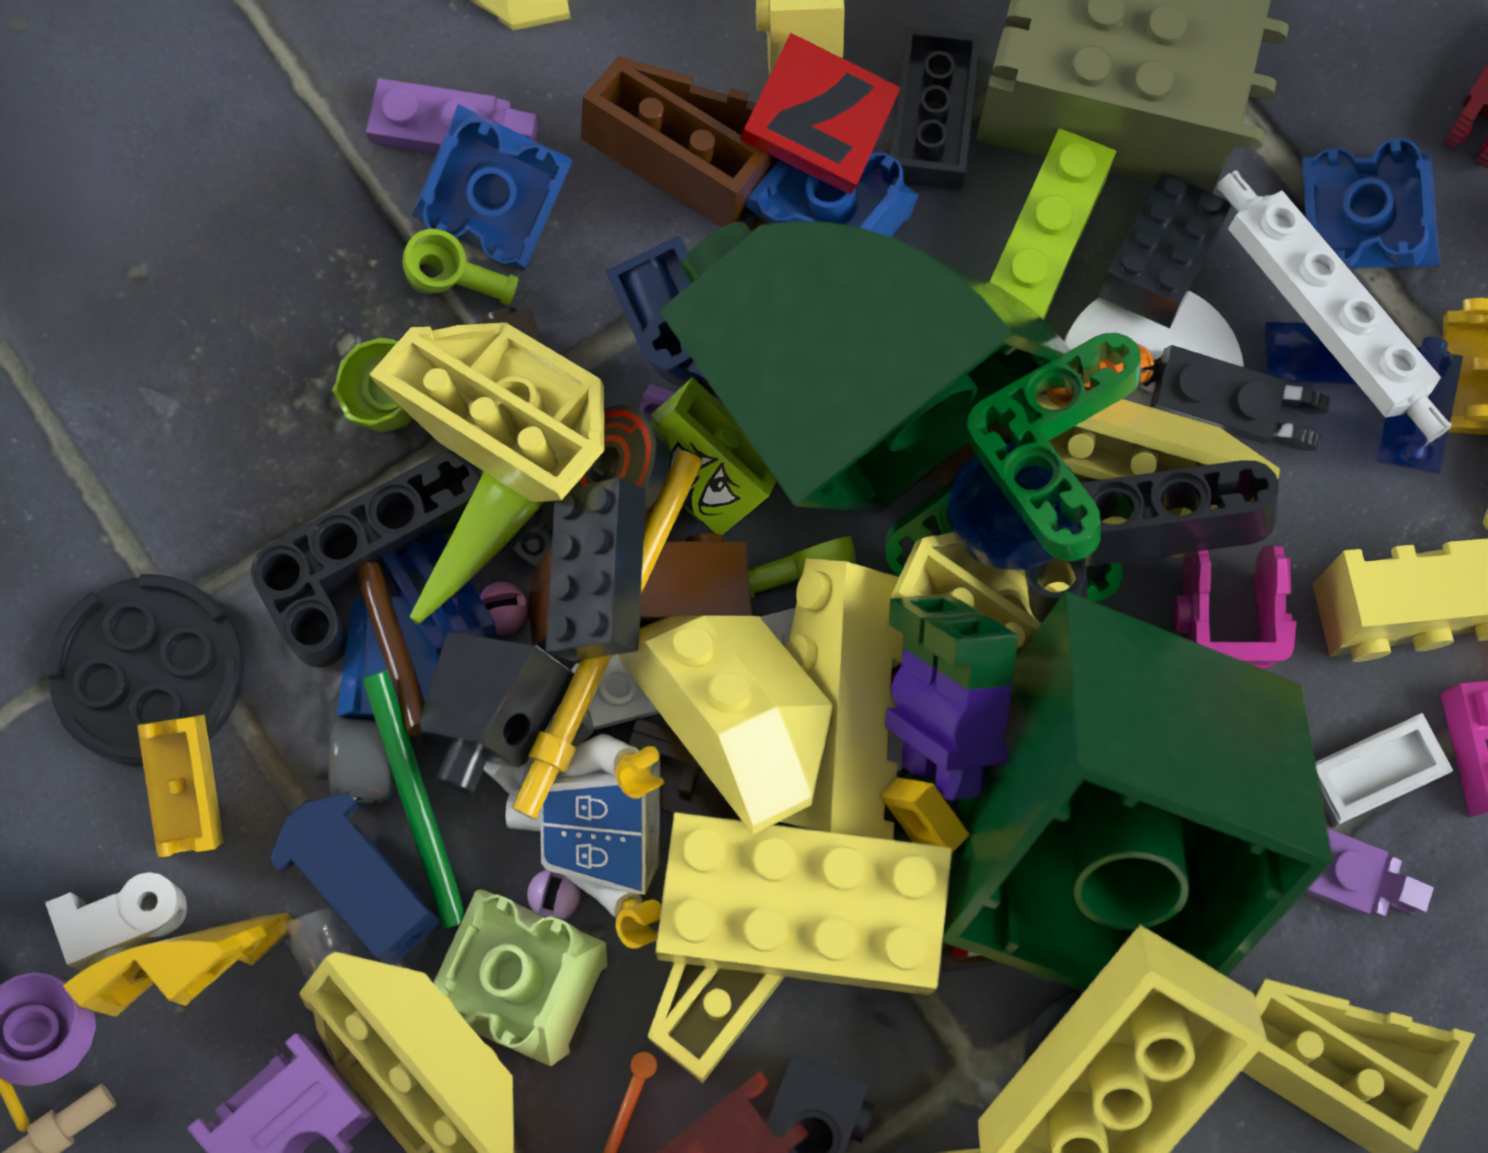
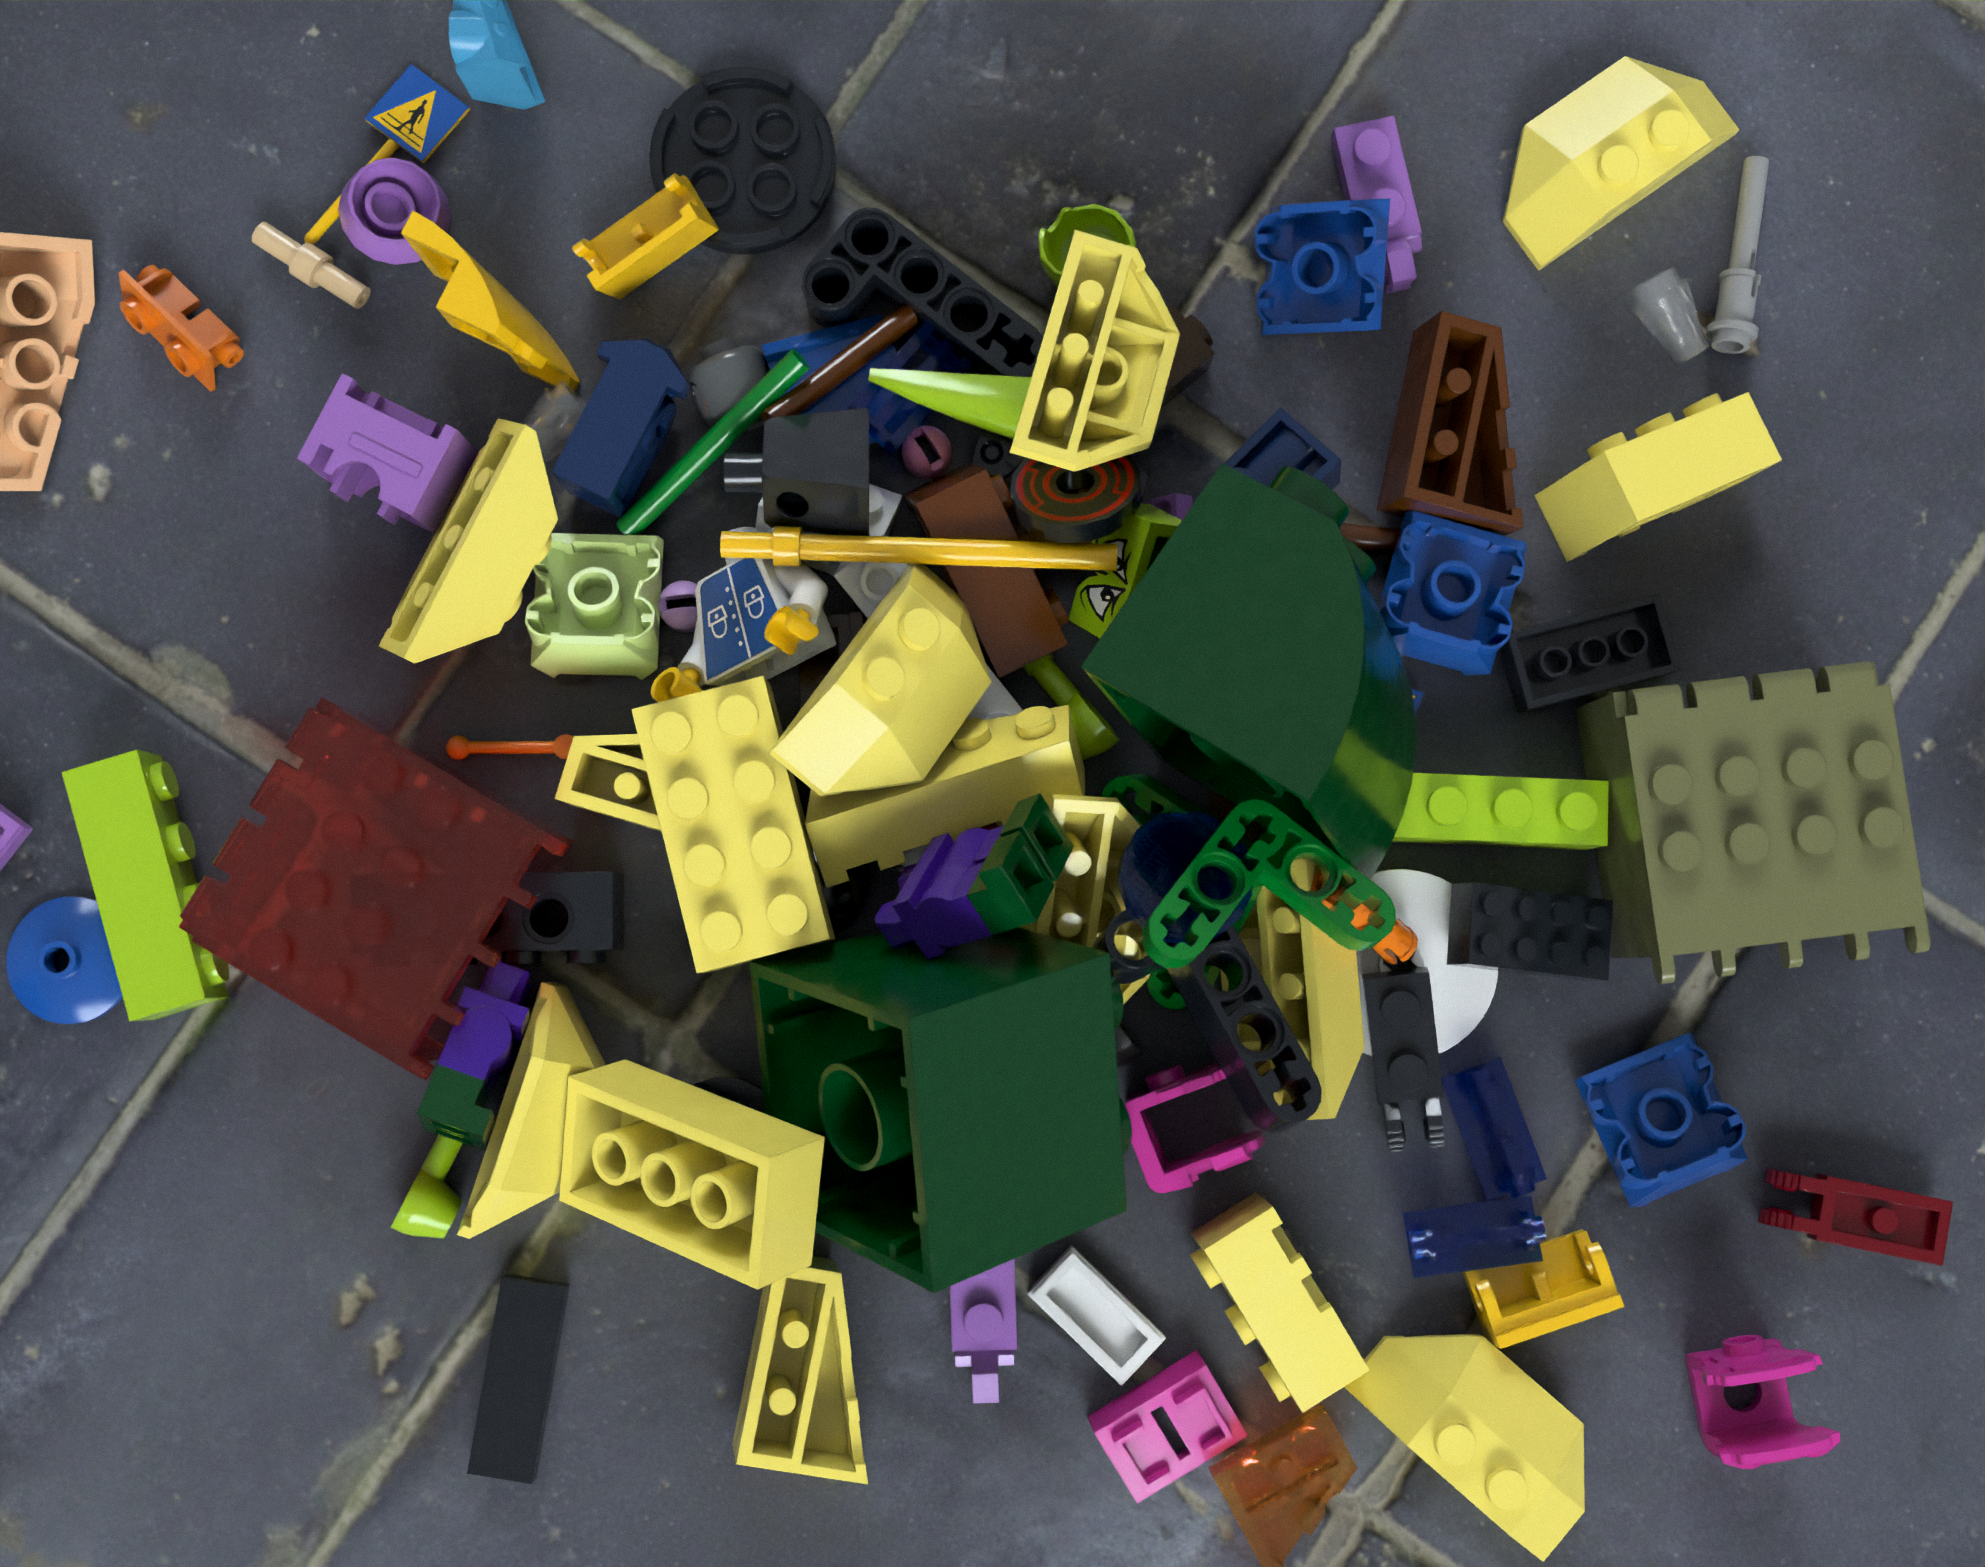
camera: 65 degrees right, 10 degrees up
(137, 915) = (521, 251): white leg -> none
(449, 260) = (1241, 257): lime bar -> none
(596, 571) = (963, 513): black piece -> none
(820, 113) = (1523, 543): red tile -> none
(924, 813) = (861, 904): yellow tile -> none
(1335, 305) = (1534, 1114): white plate -> none

